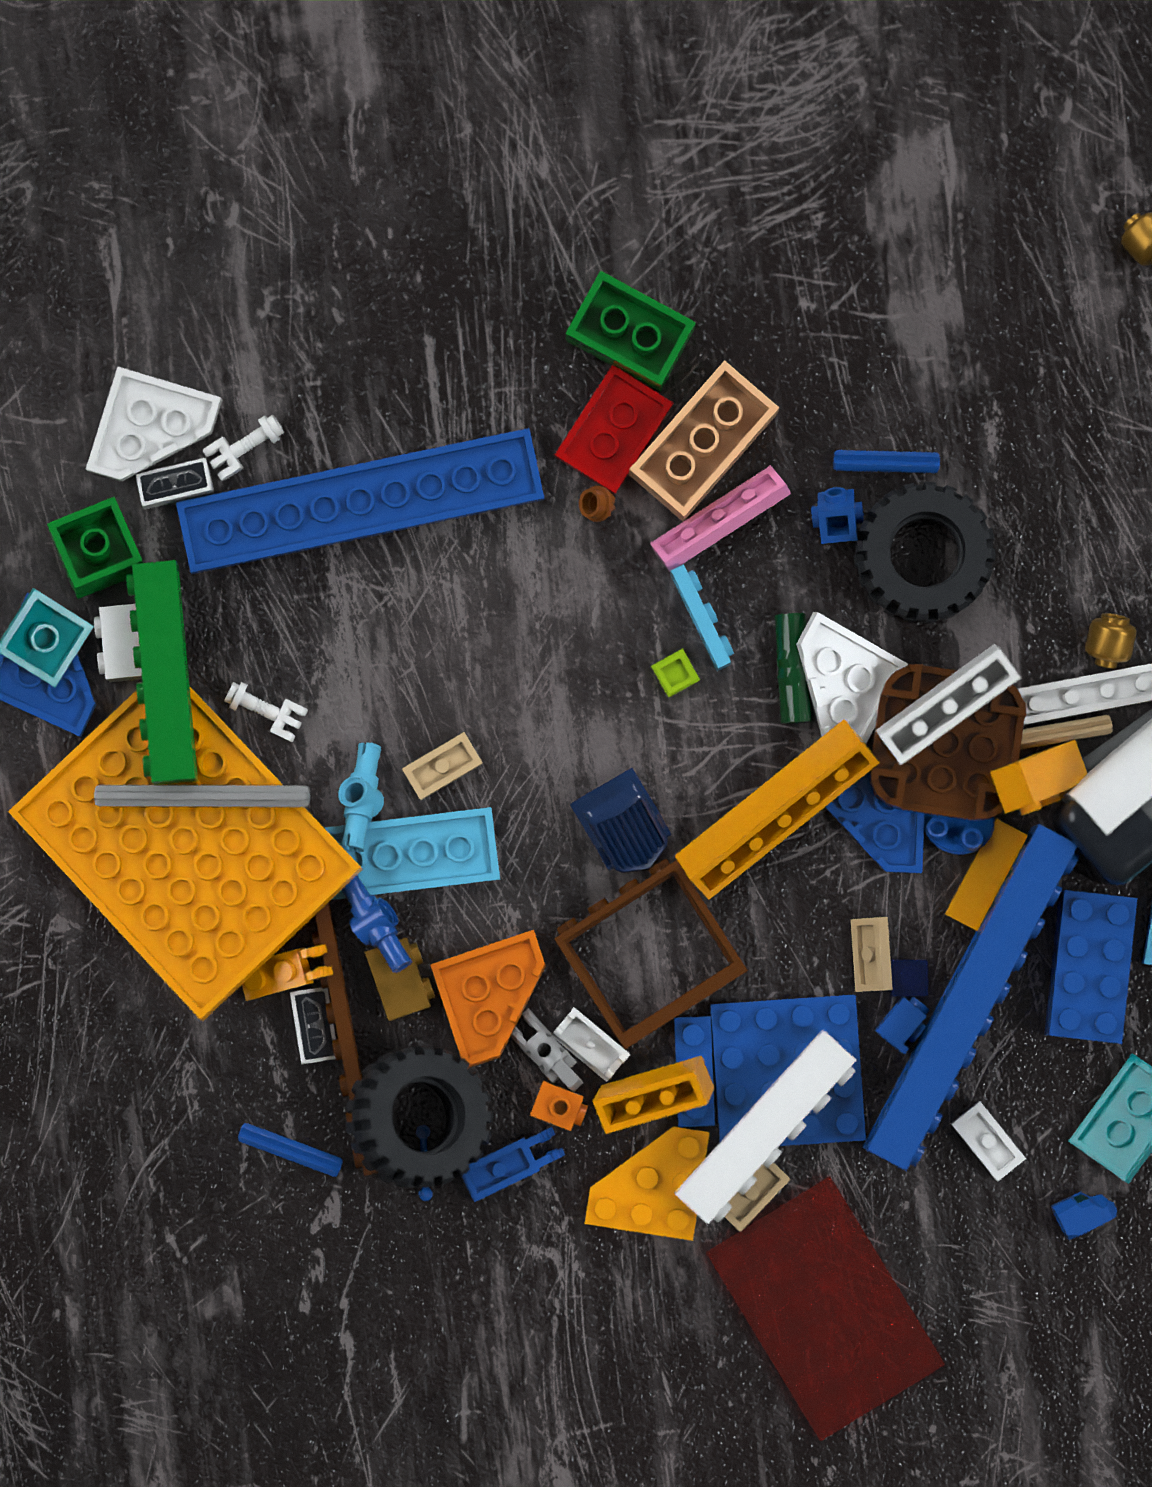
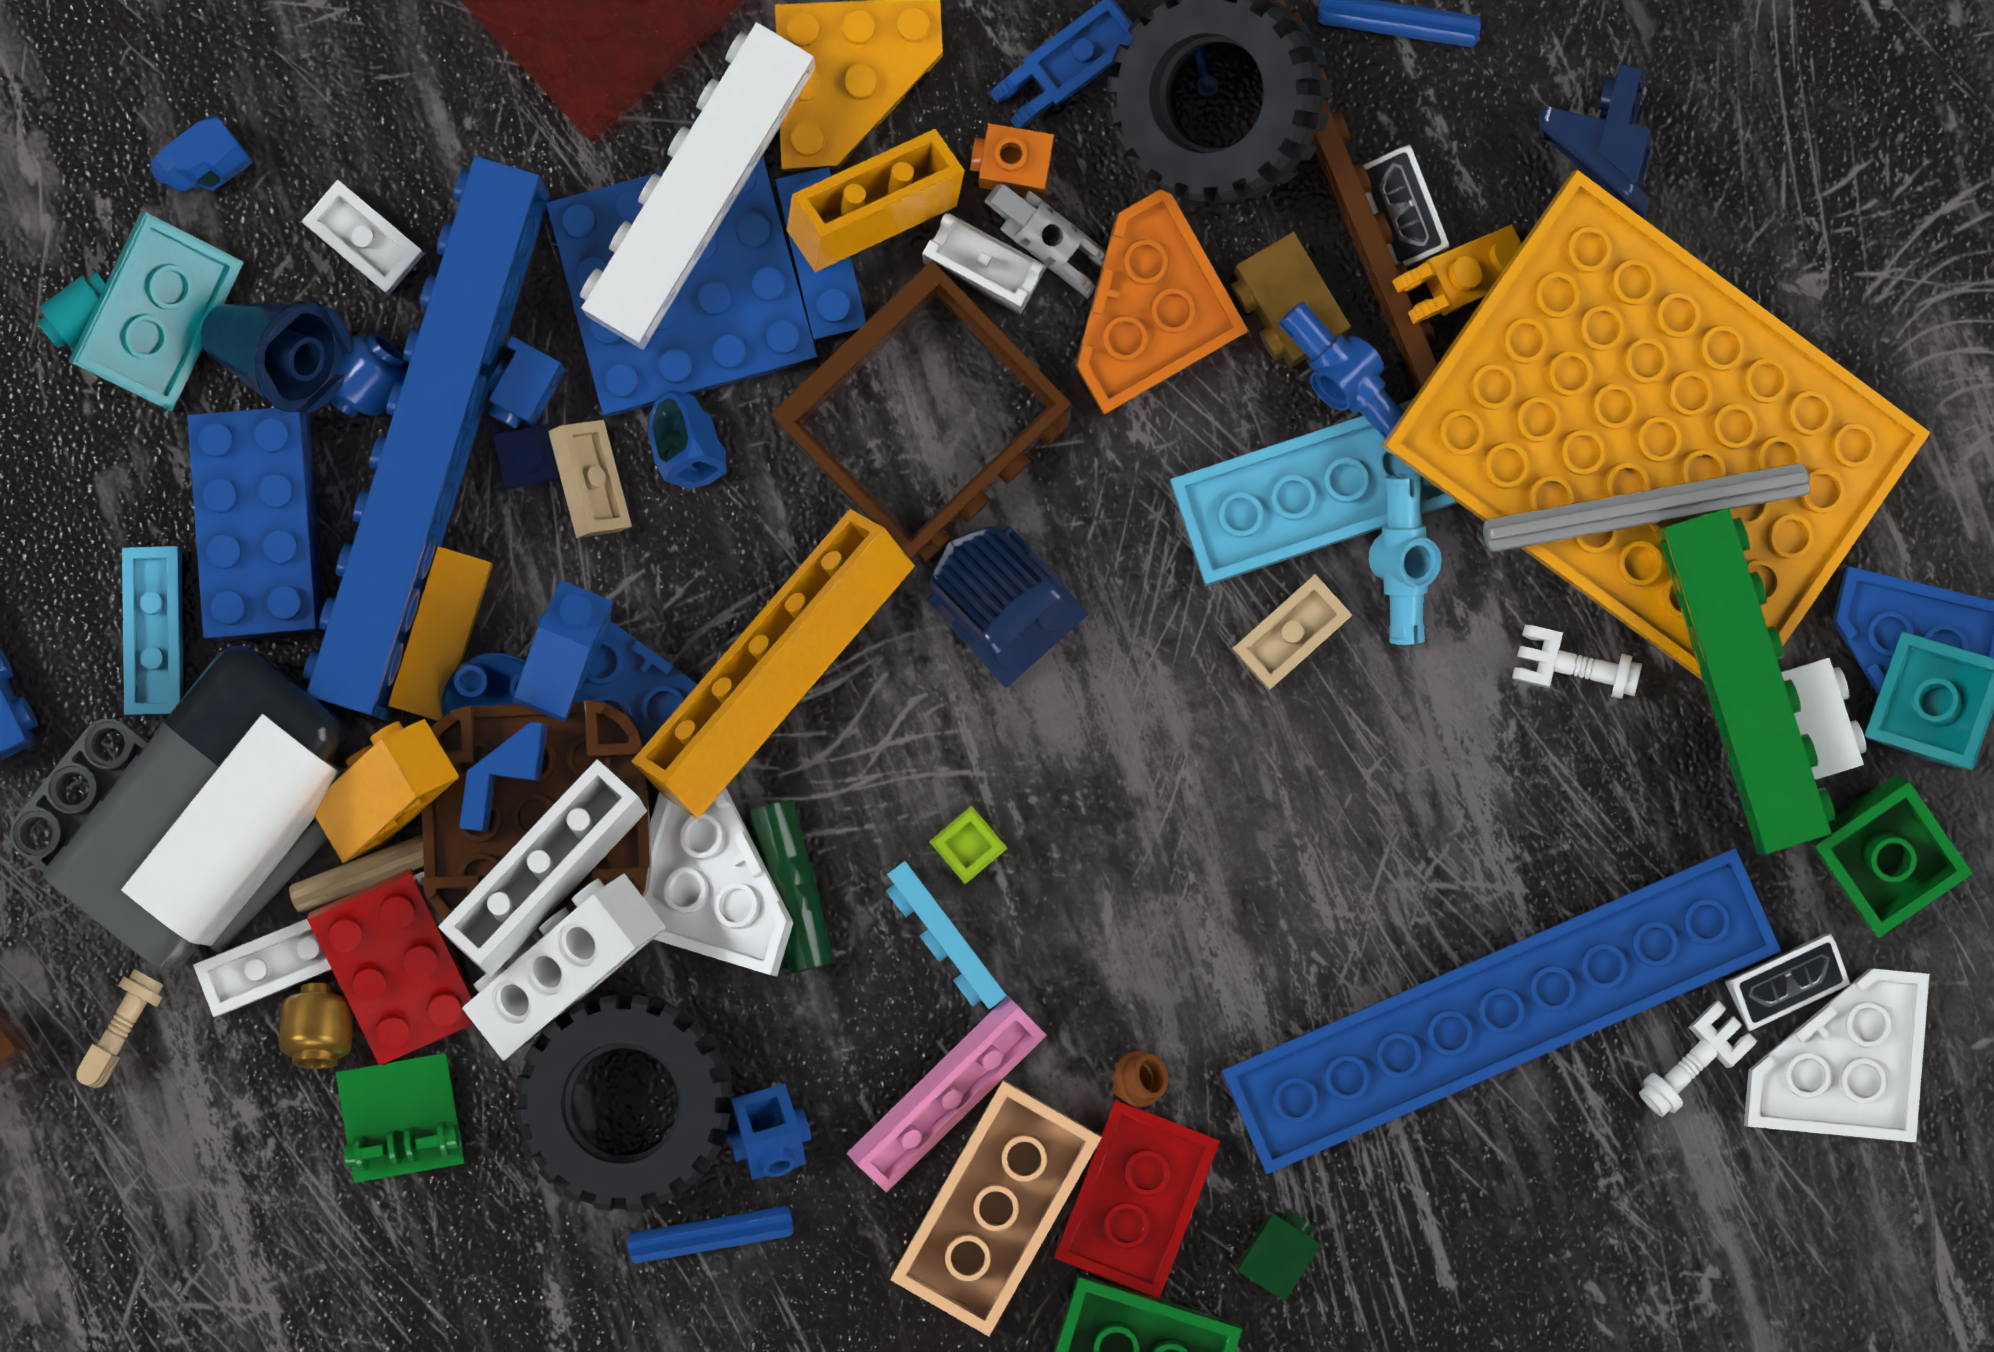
camera: 170 degrees right, 0 degrees up
(176, 1033) = (1609, 149): none -> dark blue piece
(531, 377) = (1279, 1253): none -> dark green brick
(747, 1206) = (680, 100): tan plate -> none
(806, 966) = (685, 441): none -> blue rock
(909, 842) = (563, 650): none -> blue slope
(946, 642) = (564, 965): none -> white brick
(952, 777) = (516, 758): none -> blue slope
(1002, 1050) = (369, 375): none -> blue head
(1053, 667) = (393, 966): none -> red plate
(1055, 1073) = (280, 350): none -> dark blue cone
(1068, 573) = (399, 1118): none -> green hinge

